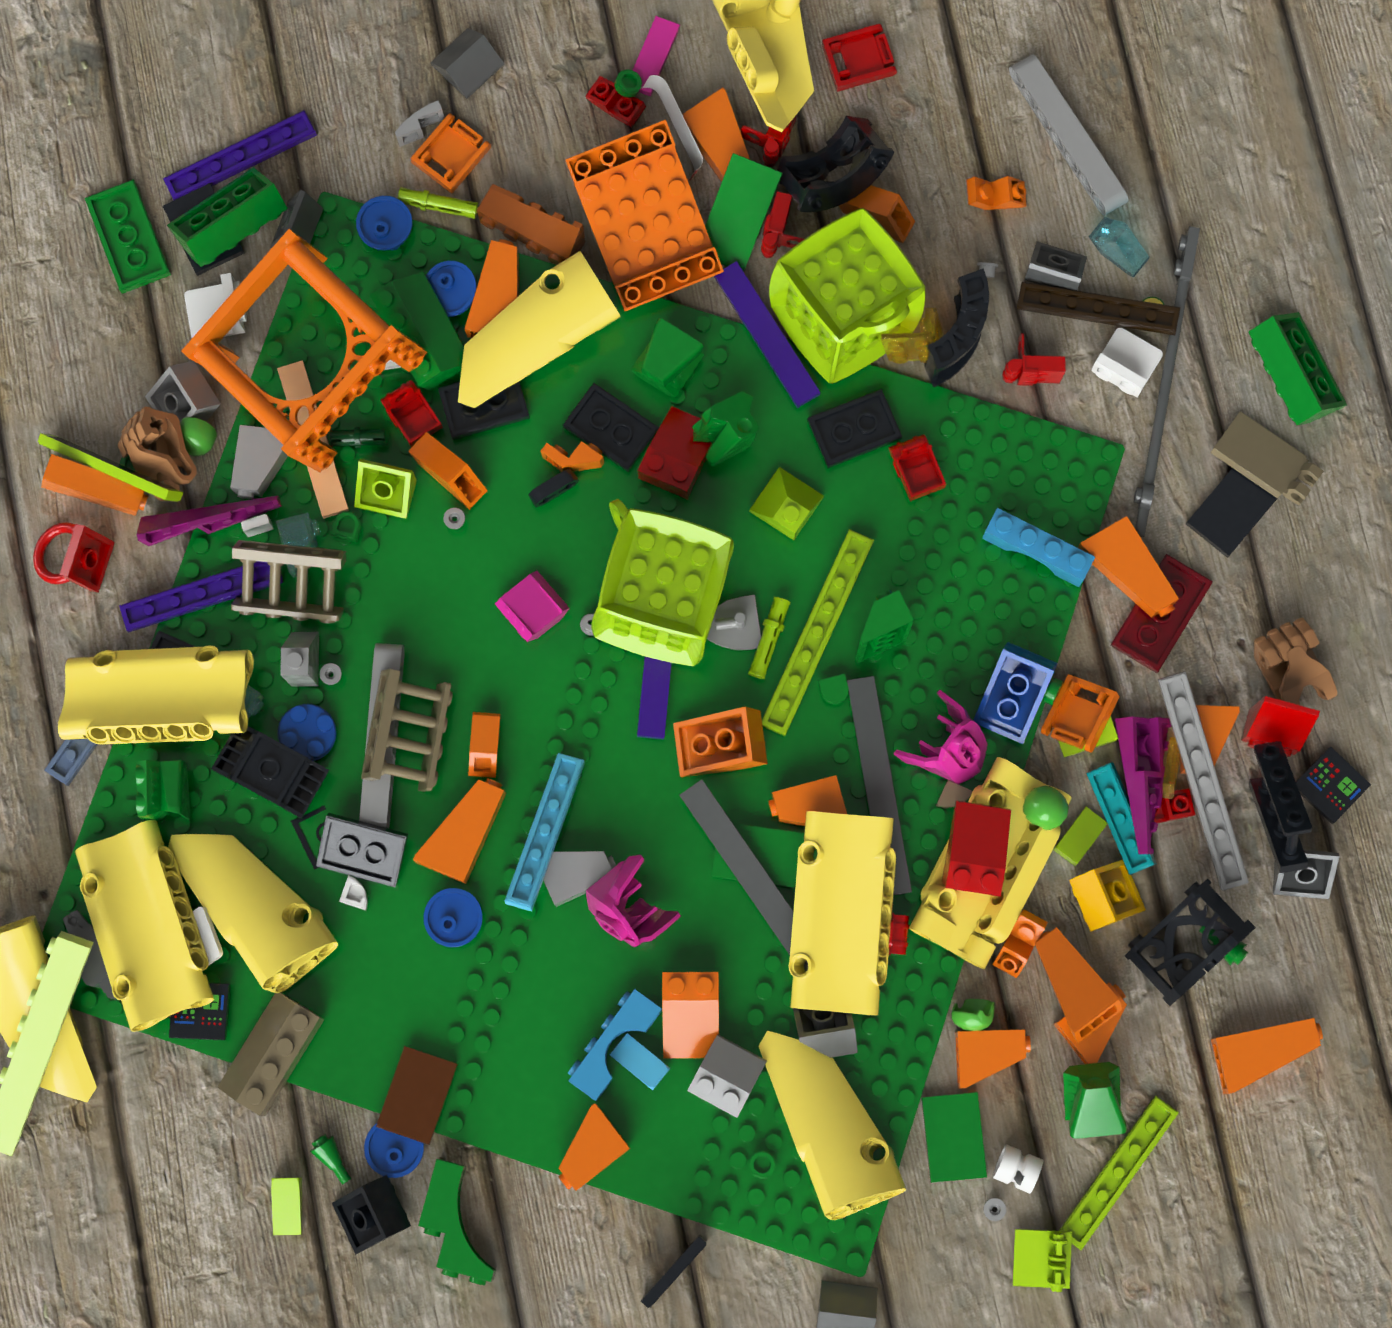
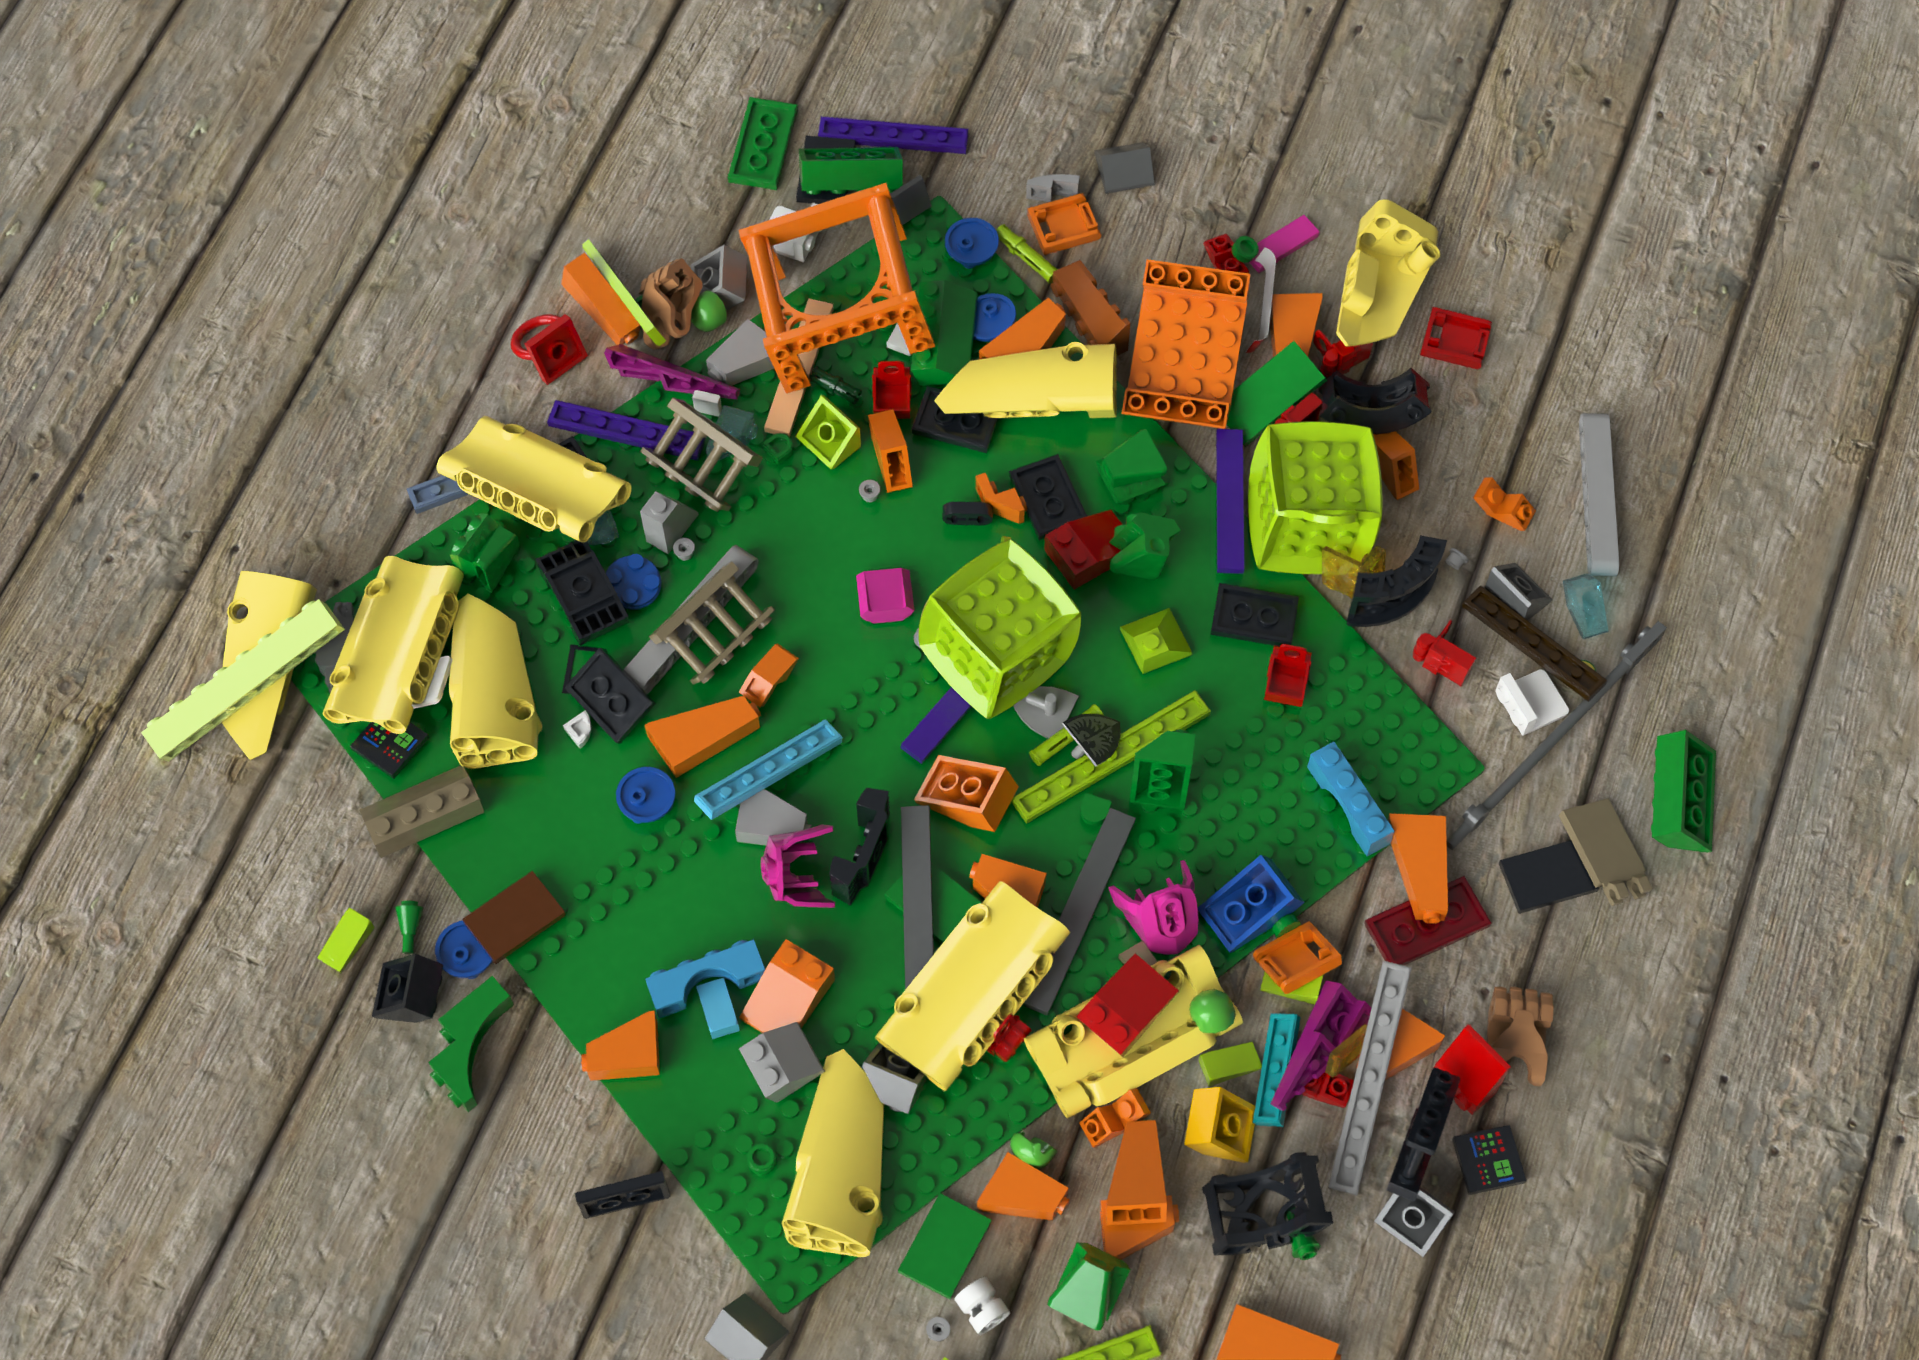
camera: 30 degrees right, 15 degrees down
(658, 812) = (850, 877): none -> black plate
(796, 627) = (1095, 735): none -> shield

